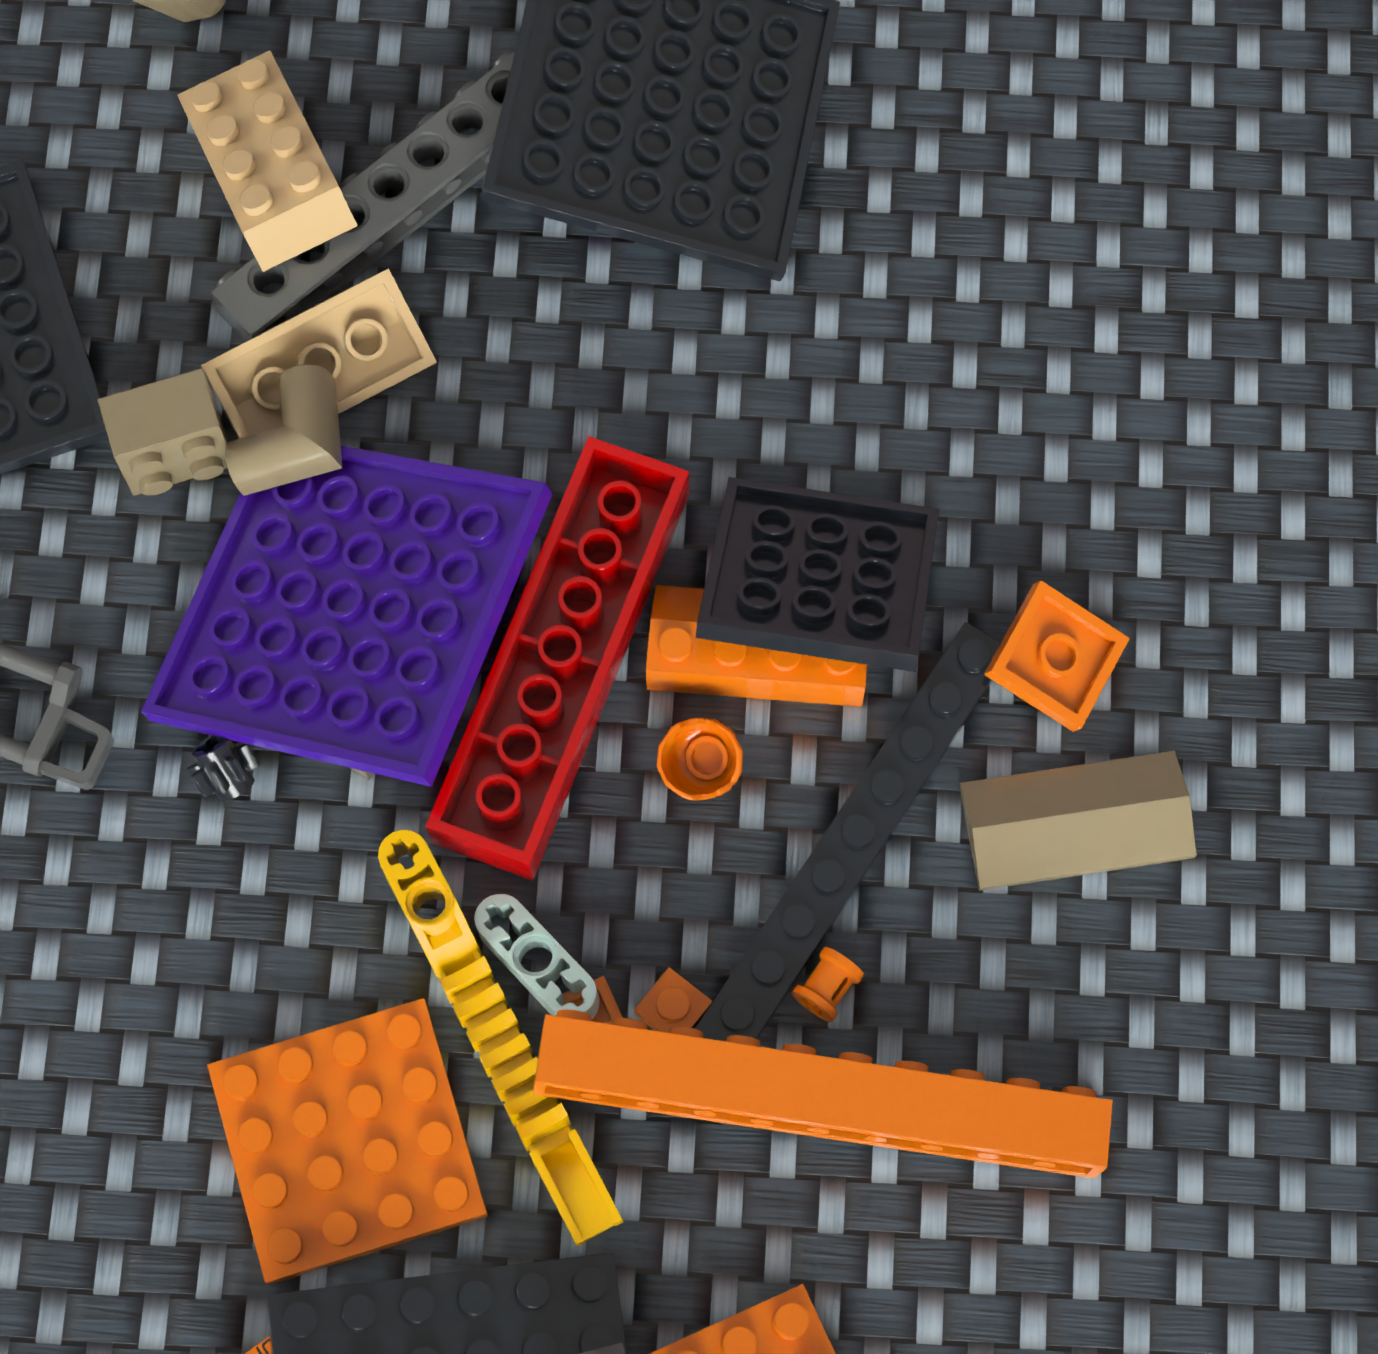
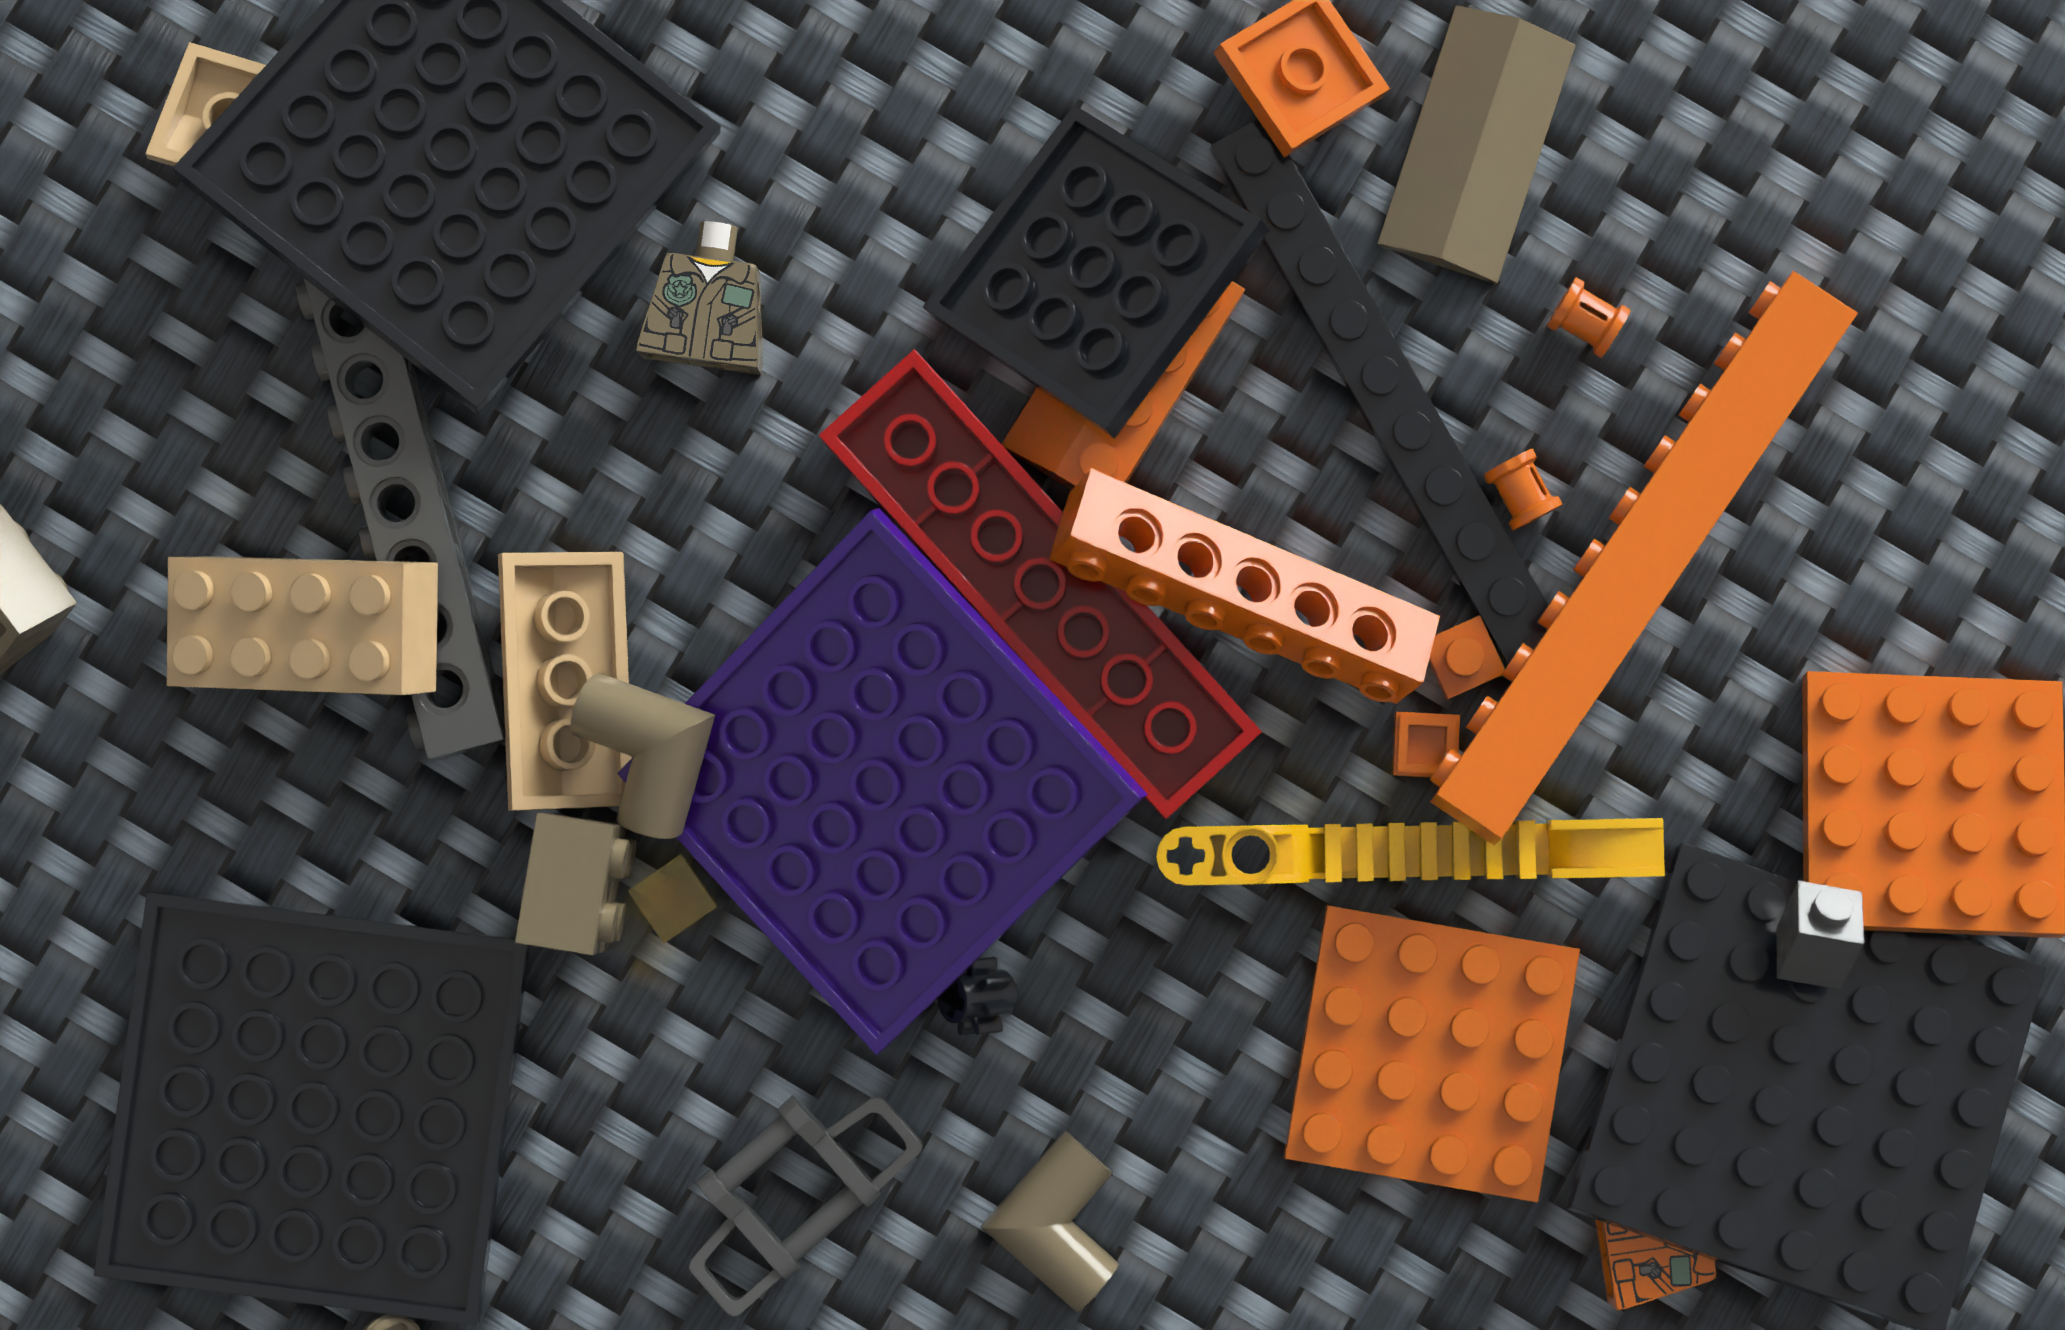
camera: 60 degrees left, 15 degrees up
(68, 904) = (1038, 1224): none -> dark tan brick
(193, 516) = (673, 898): none -> clear yellow plate
(532, 936) = (1298, 768): light aqua beam -> none
(645, 328) = (706, 307): none -> dark tan torso
(650, 772) = (1279, 582): none -> orange brick
(700, 758) = (1227, 489): orange hair -> none
(989, 967) = (1588, 317): none -> orange bush

